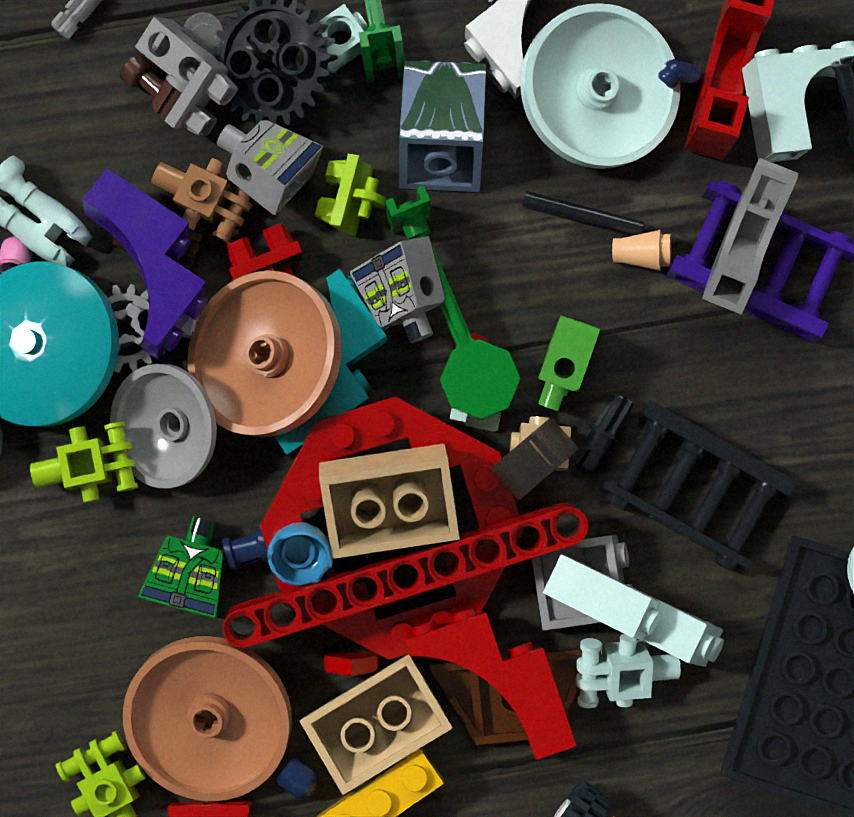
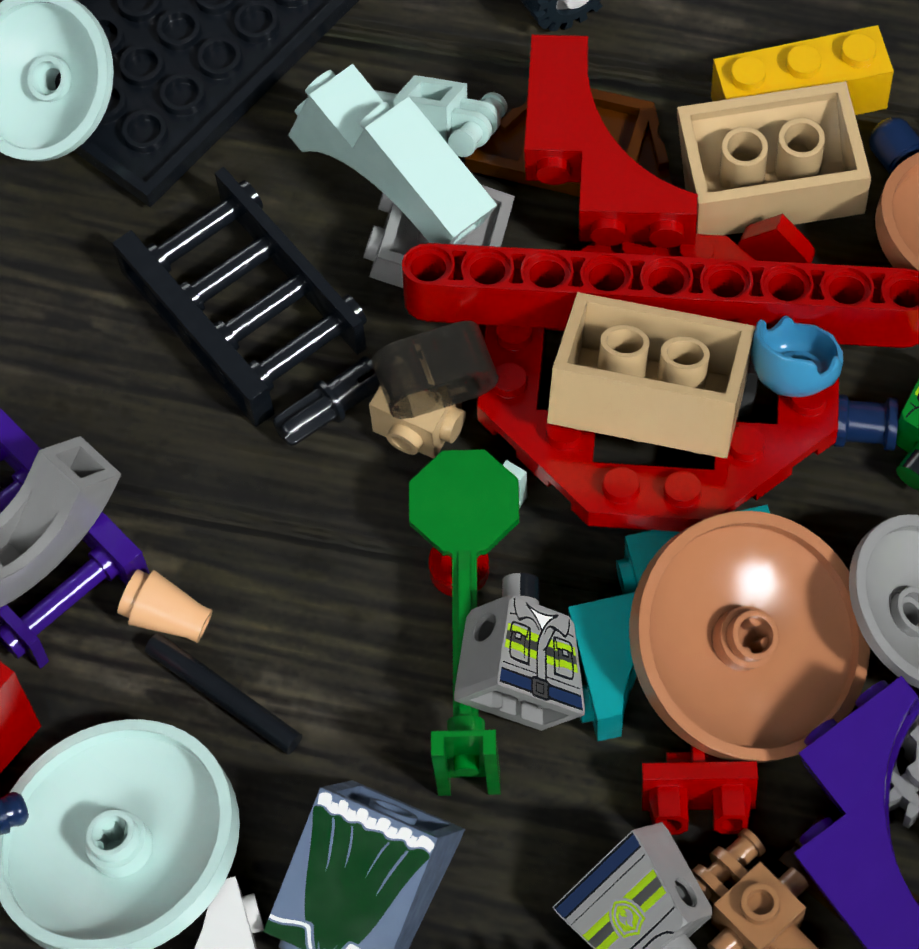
camera: 155 degrees left, 20 degrees down
(354, 197) = (560, 812): lime hips -> none
(570, 341) = (330, 500): bright green torso -> none

